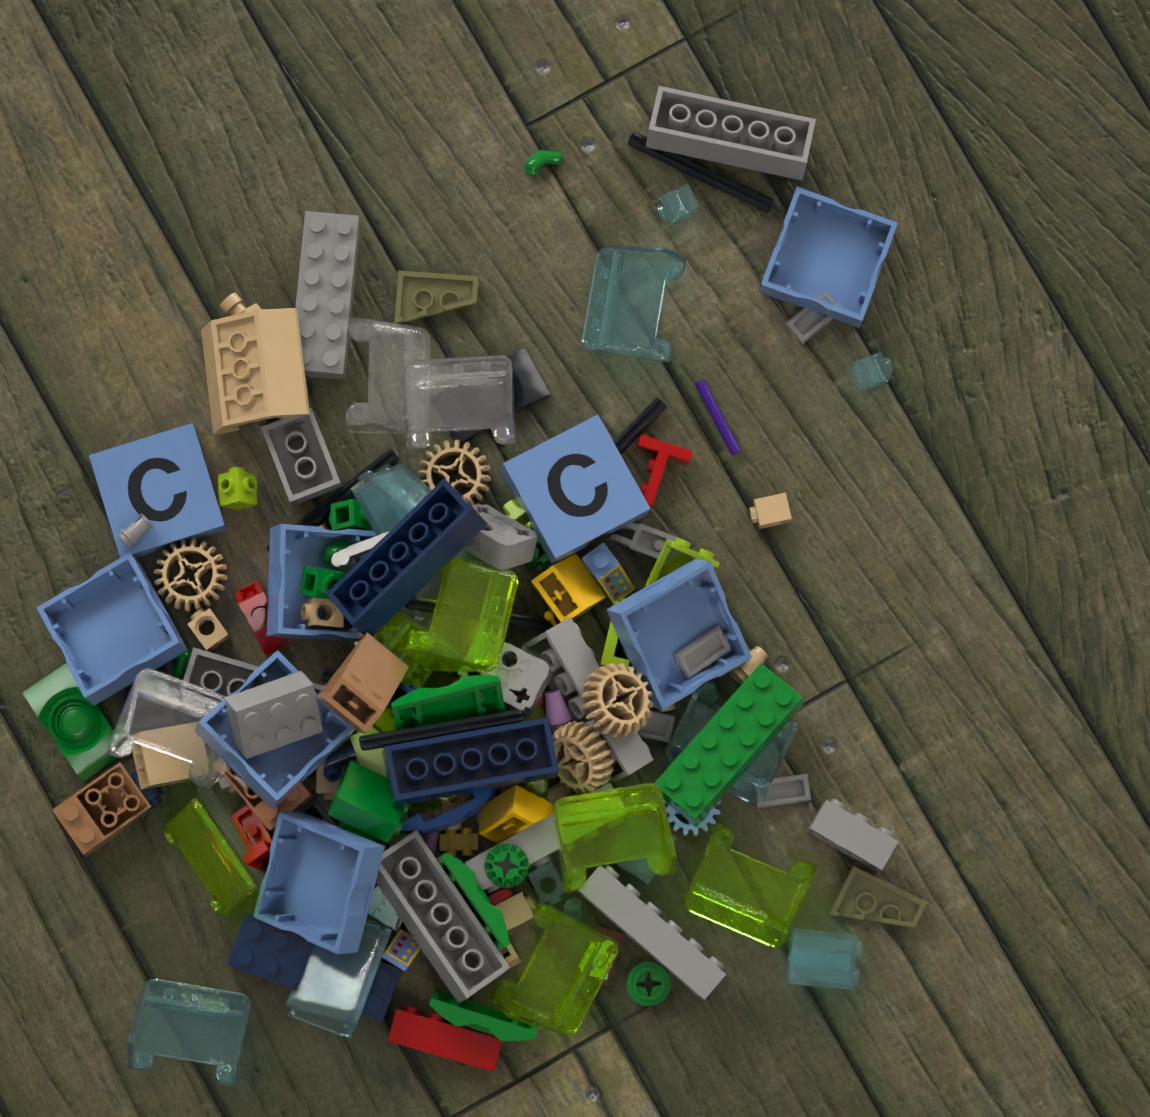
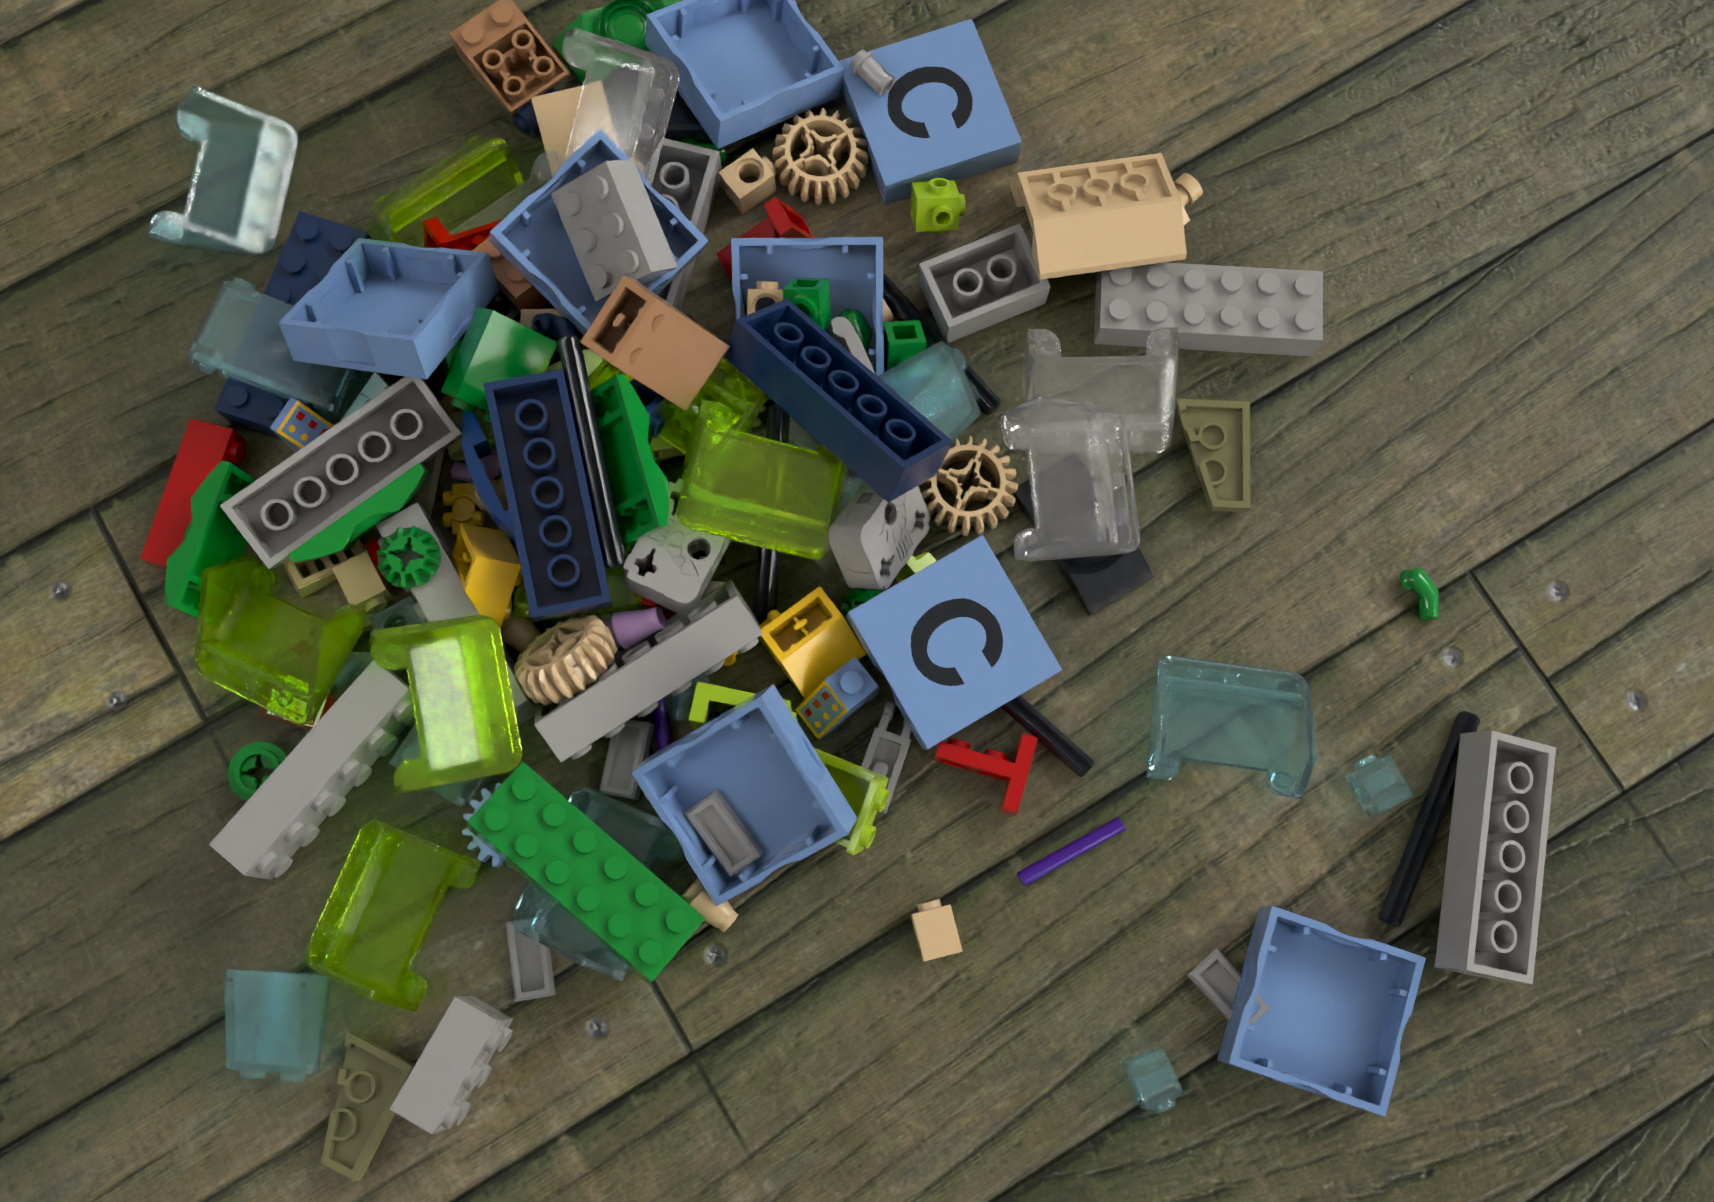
camera: 90 degrees right, 5 degrees down
(631, 709) = (626, 713): tan gear -> none

